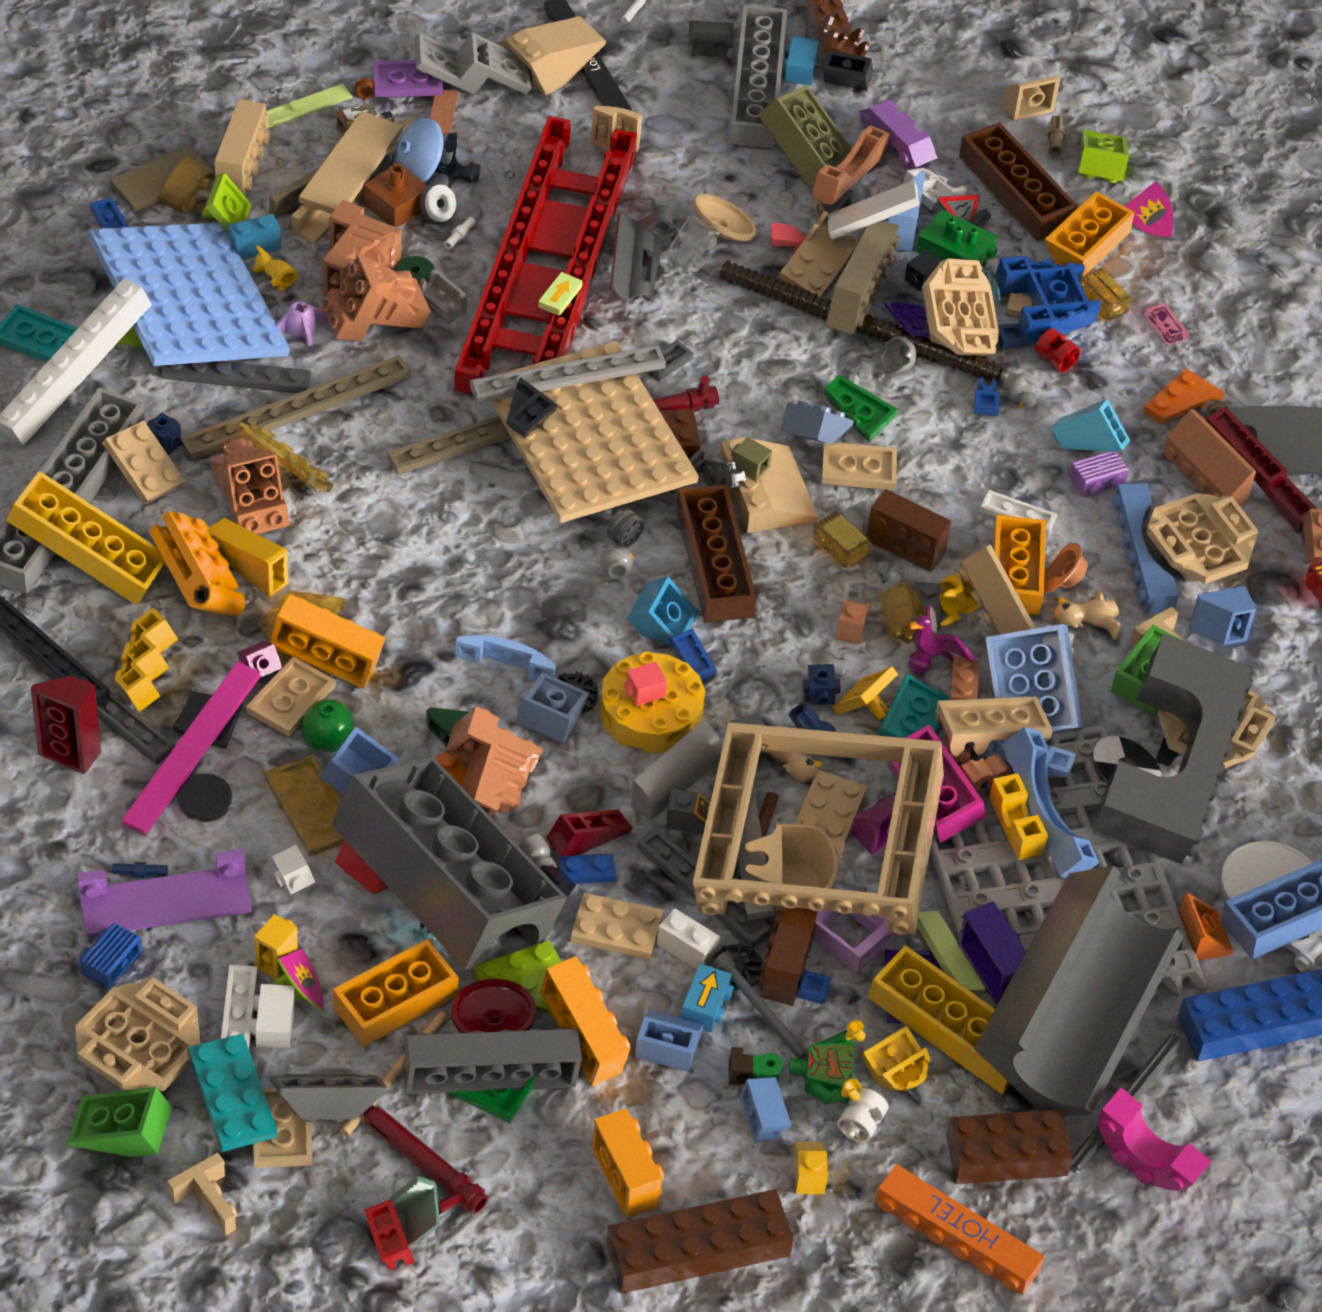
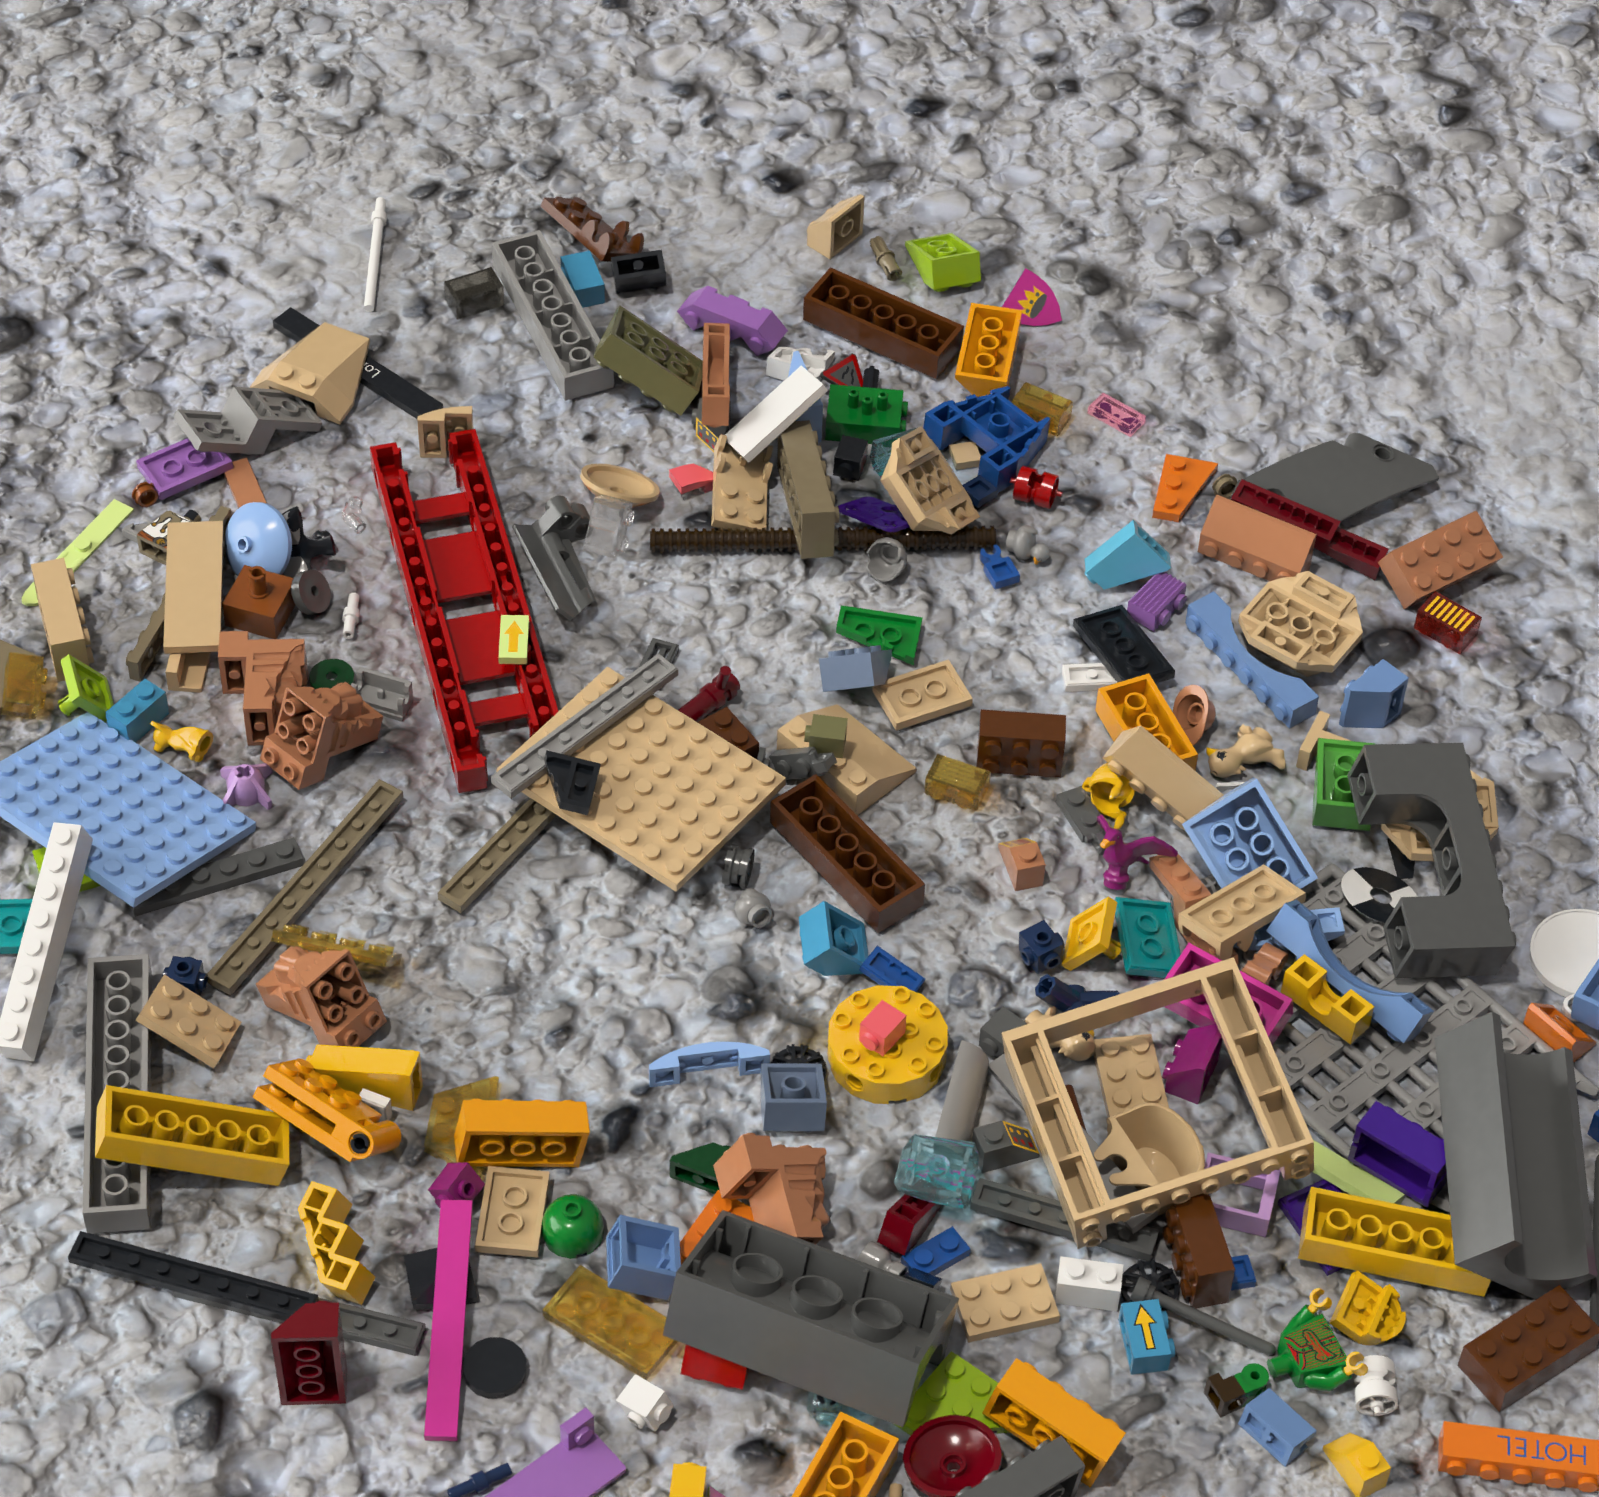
camera: 25 degrees left, 0 degrees up
(242, 578) = (377, 1102): none -> white tile
(624, 806) = (938, 1170): none -> clear light blue slope
(668, 1040) = (1140, 1398): medium blue slope -> none
(901, 607) = (1070, 832): clear yellow brick -> none
(1047, 494) = (1122, 645): none -> black tile

